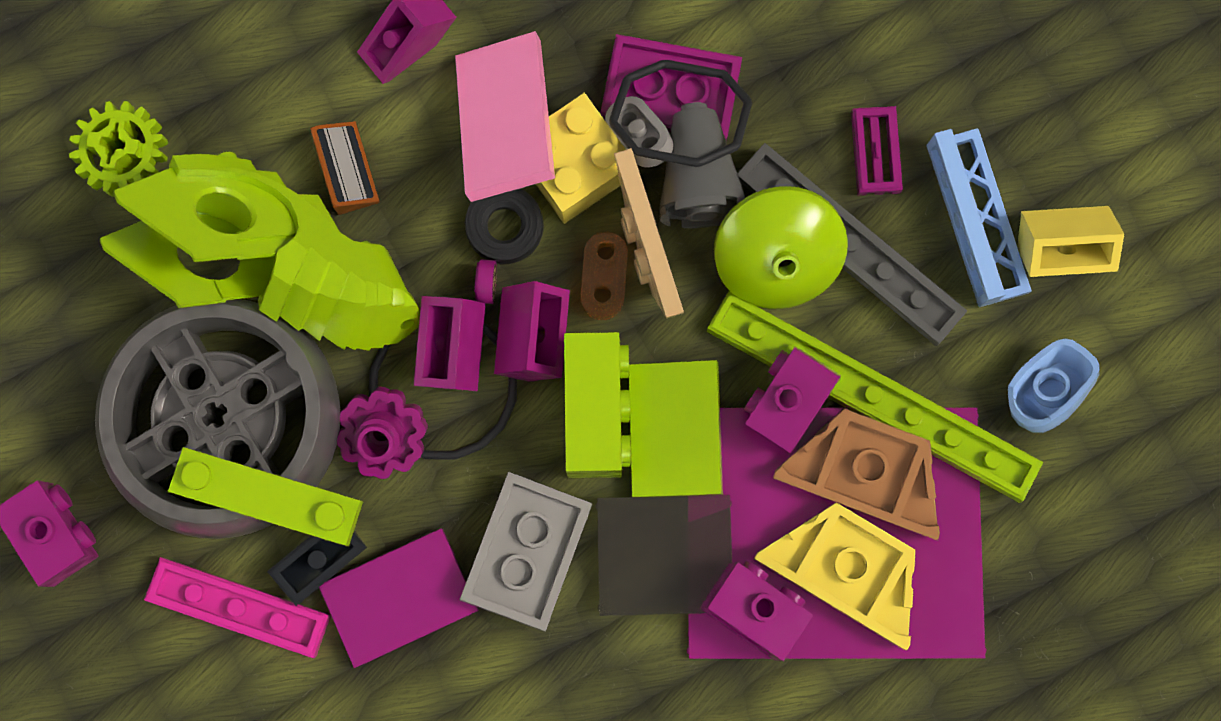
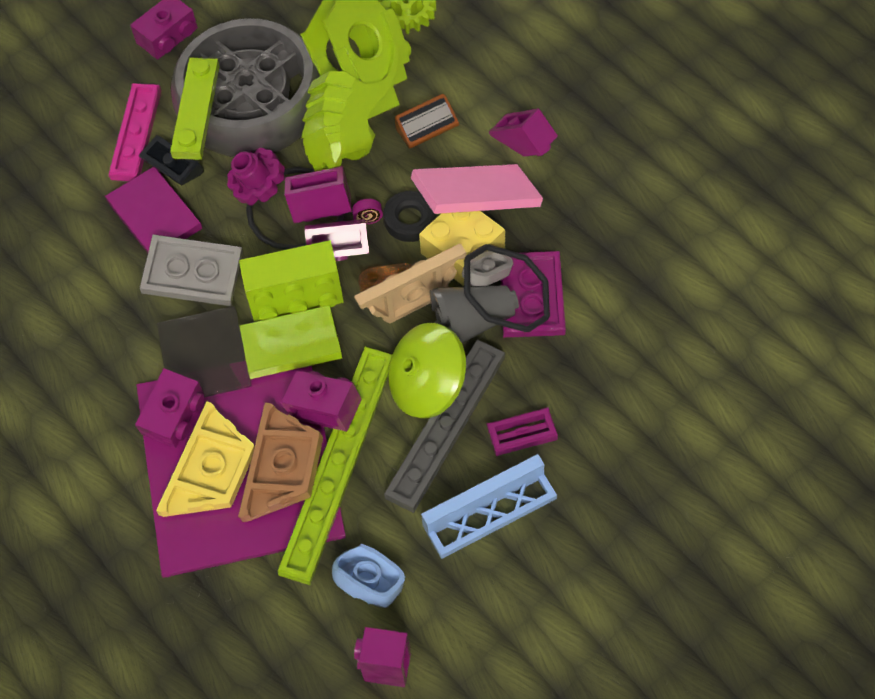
camera: 80 degrees right, 20 degrees down
(1070, 241) = (481, 566): light yellow brick -> none
(1173, 383) = (383, 656): none -> magenta brick

